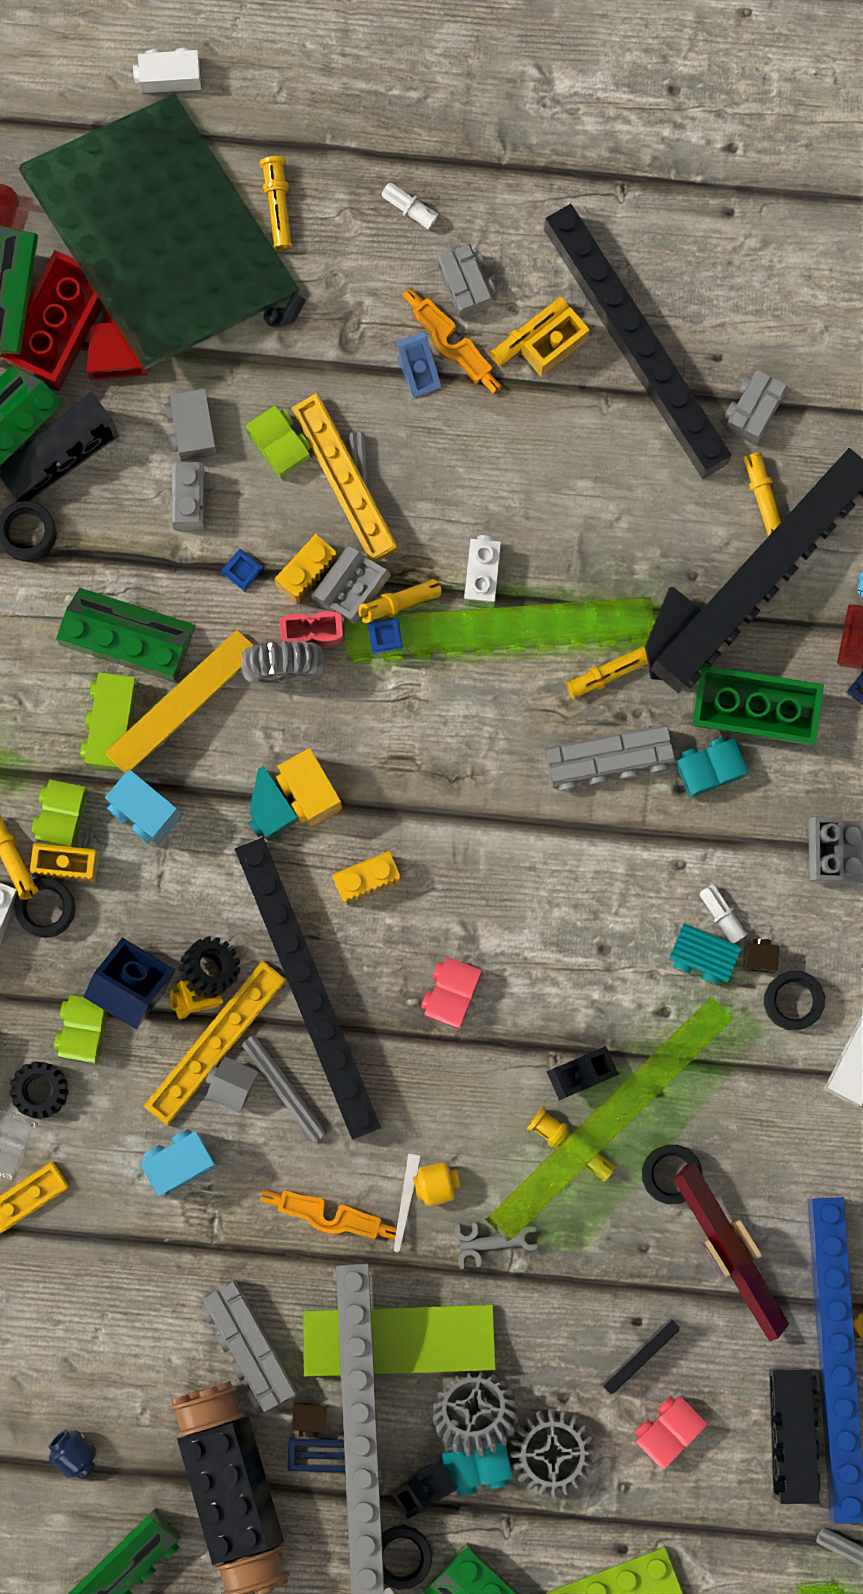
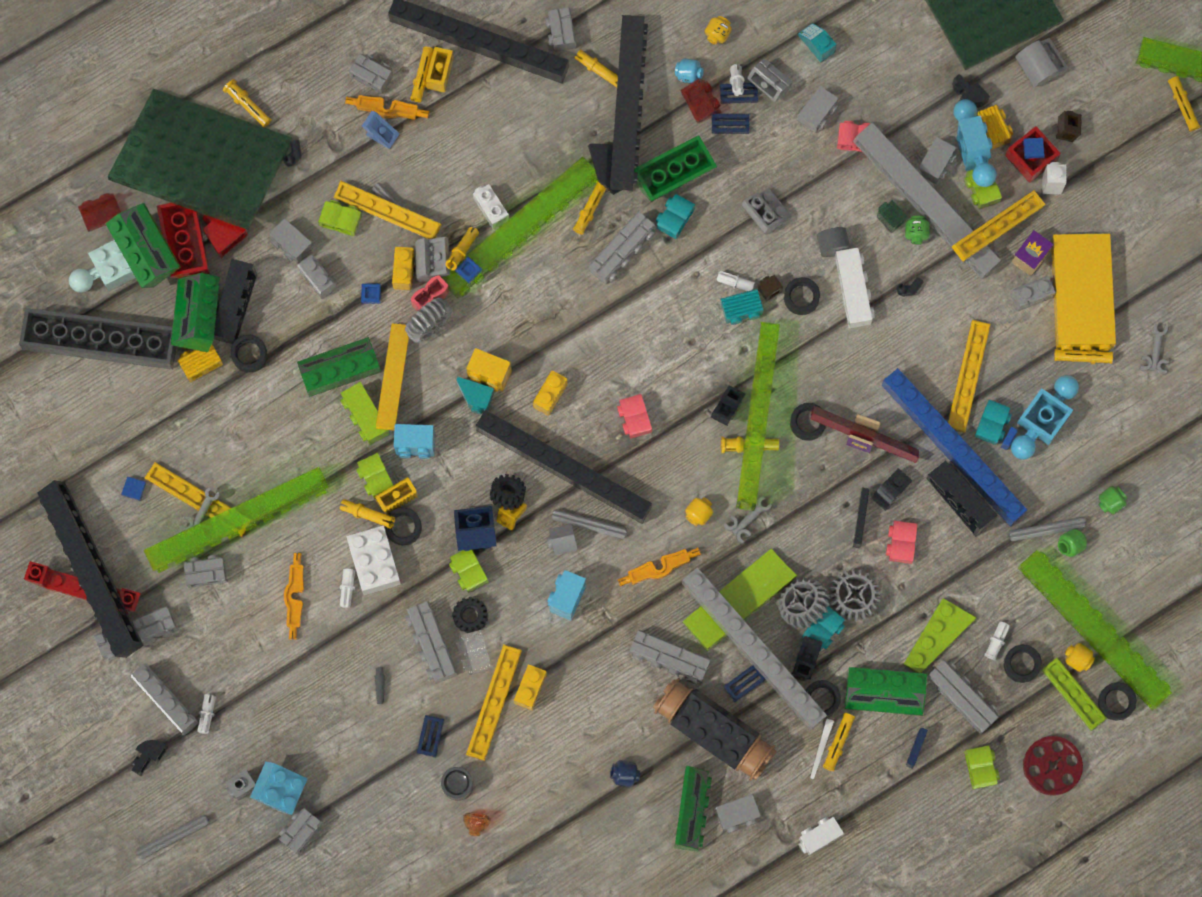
camera: 35 degrees left, 5 degrees down
(39, 1245) = (530, 687): none -> yellow brick
(168, 70) = (141, 79): white brick -> none
(215, 1043) = (538, 528): yellow tile -> none
(309, 1419) = (726, 668): dark brown plate -> none
(410, 206) = (314, 57): white axle -> none
(411, 1171) = (685, 523): white sticker -> none
(711, 1350) = (891, 489): none -> black brick

